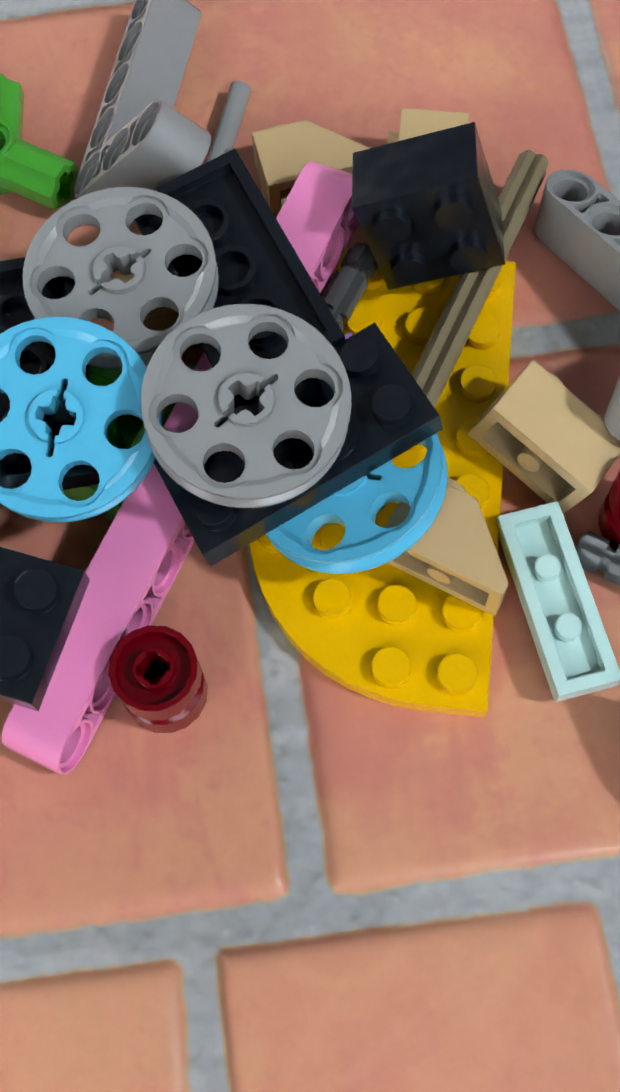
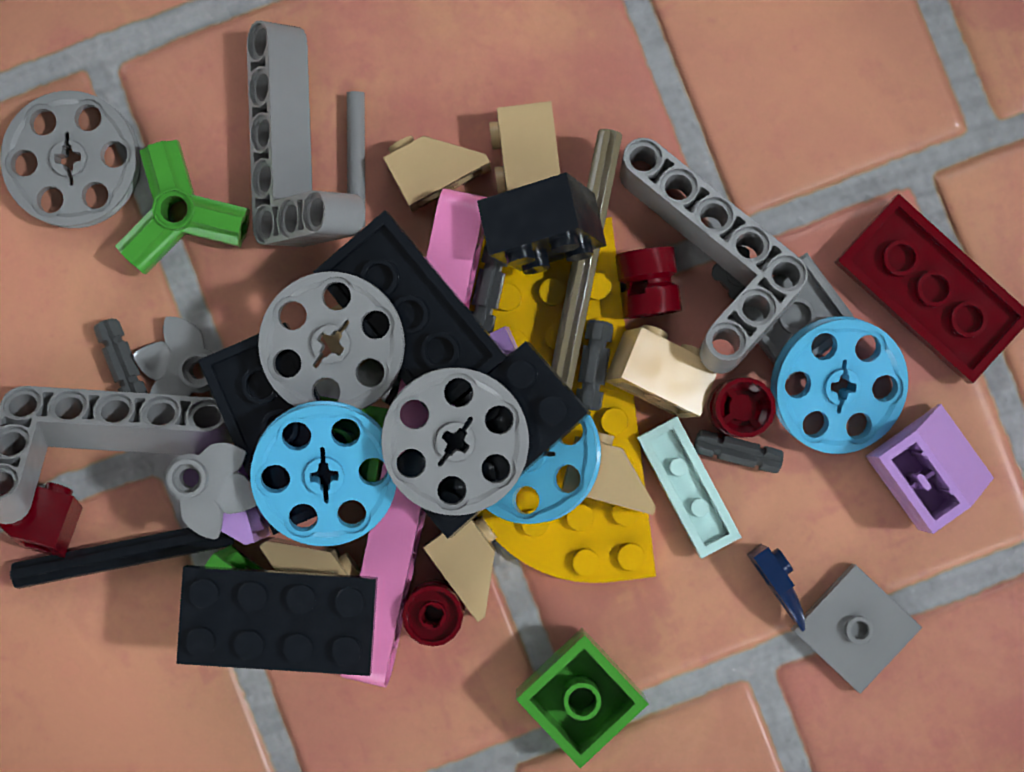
camera: 15 degrees left, 20 degrees up
(226, 624) = (467, 563): none -> tan slope
(341, 849) = (581, 697): none -> bright green brick
(462, 403) = (594, 363): none -> dark grey axle
(551, 327) = (648, 282): none -> dark red wheel

